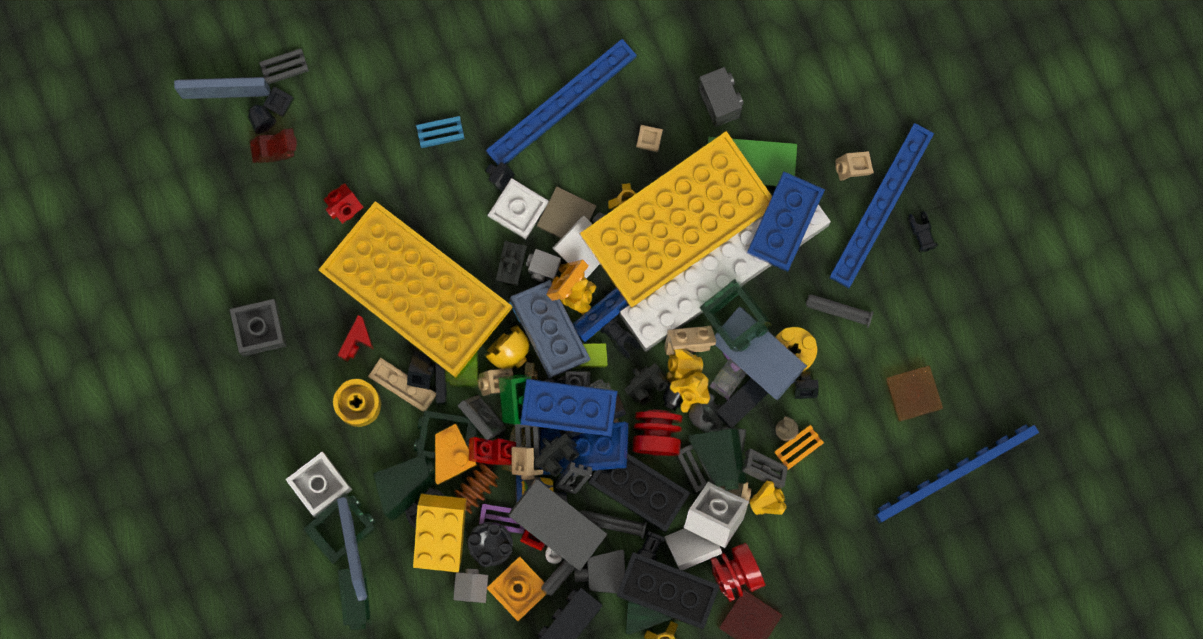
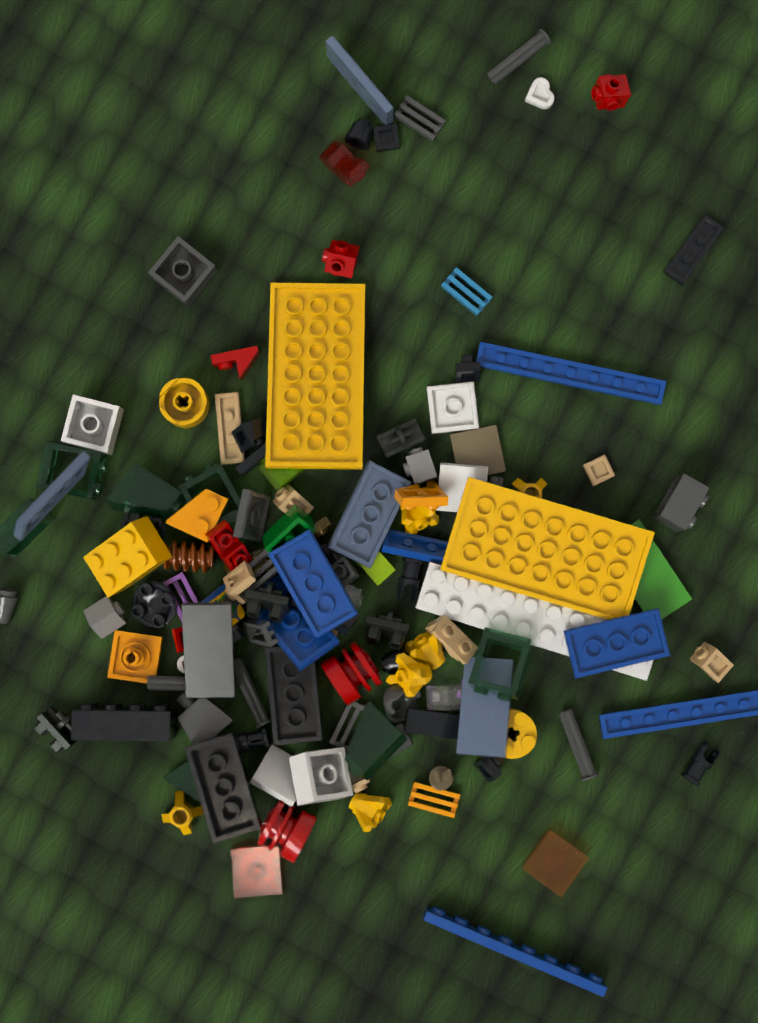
camera: 55 degrees right, 5 degrees up
(509, 349) = (326, 493): yellow cylinder -> none
(764, 472) = (388, 789): dark grey tile -> none

